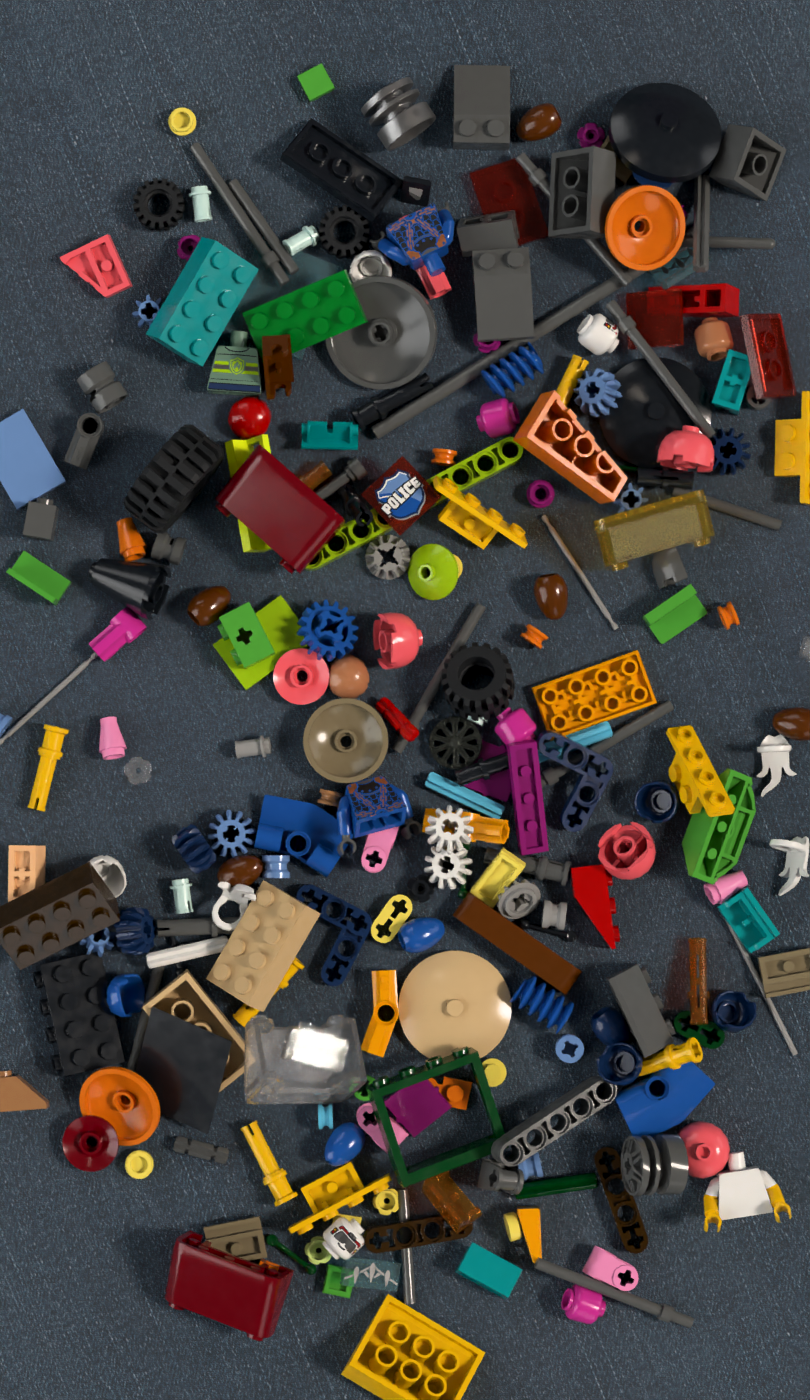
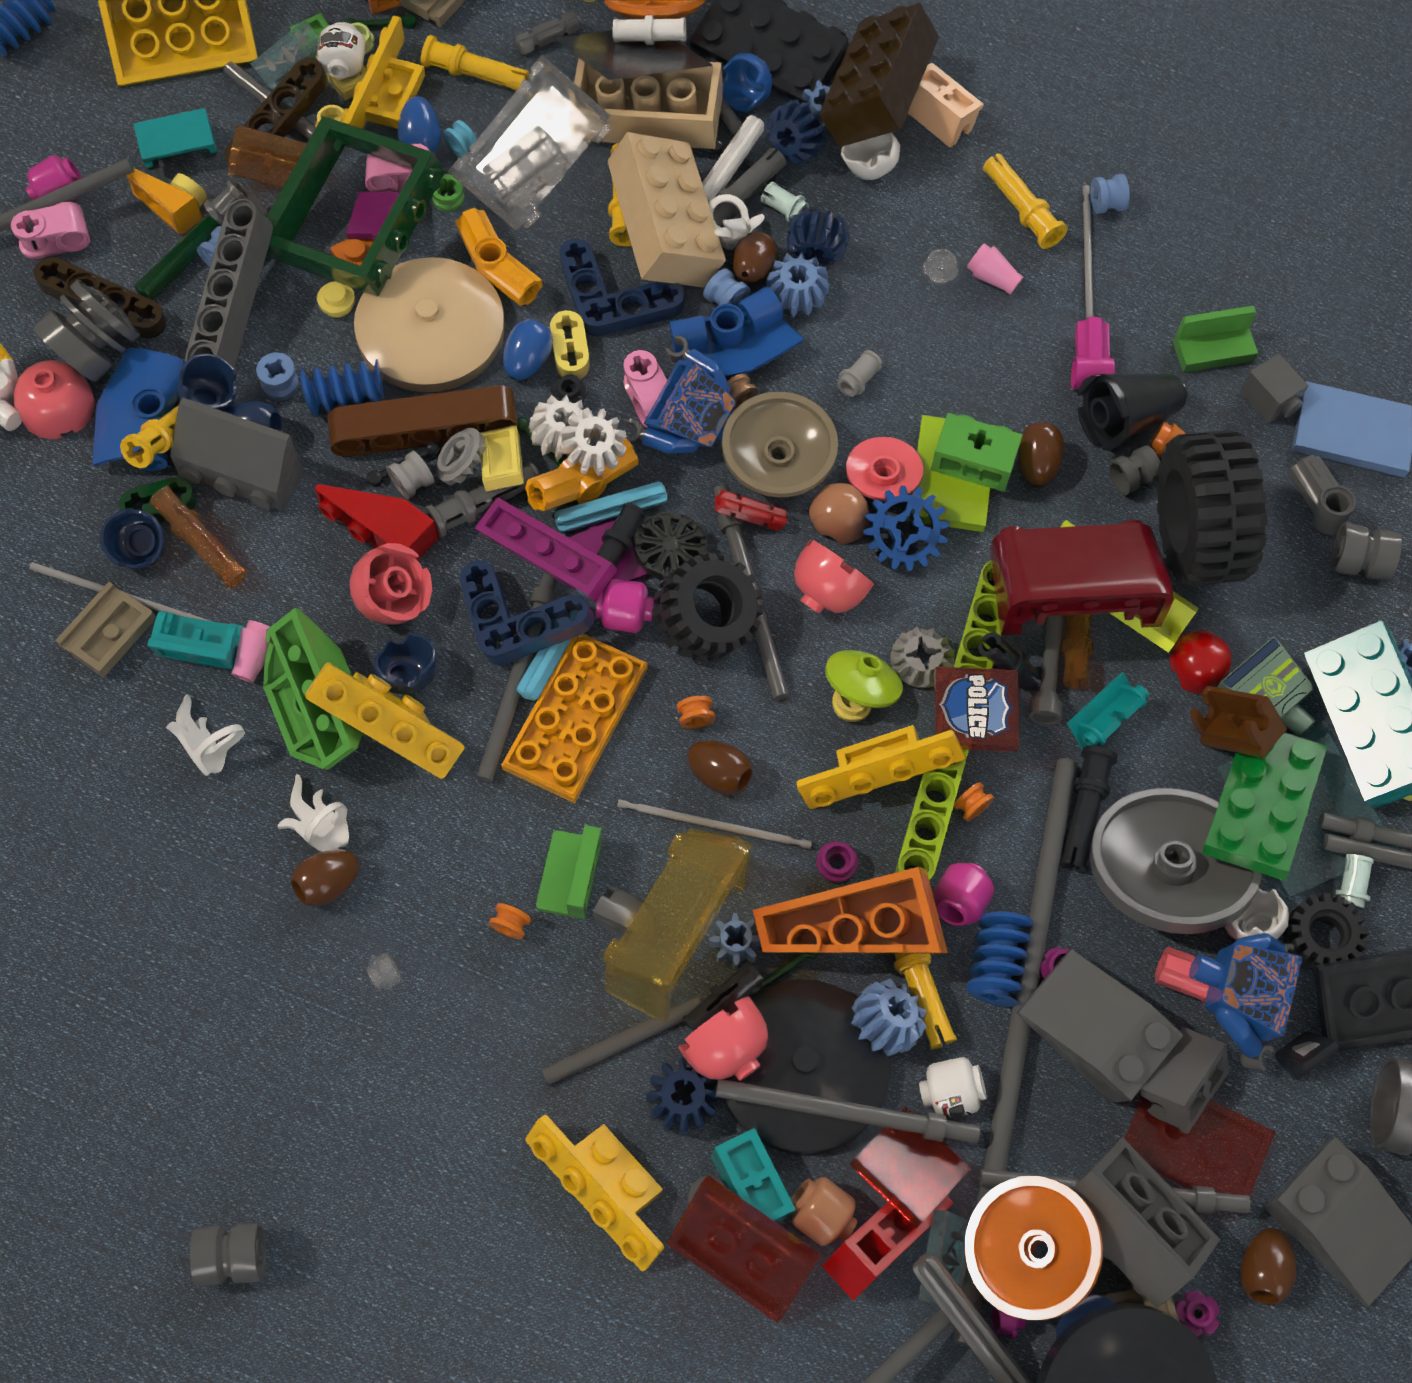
camera: 135 degrees right, 20 degrees down
(155, 1075) = (649, 30): none -> white pin

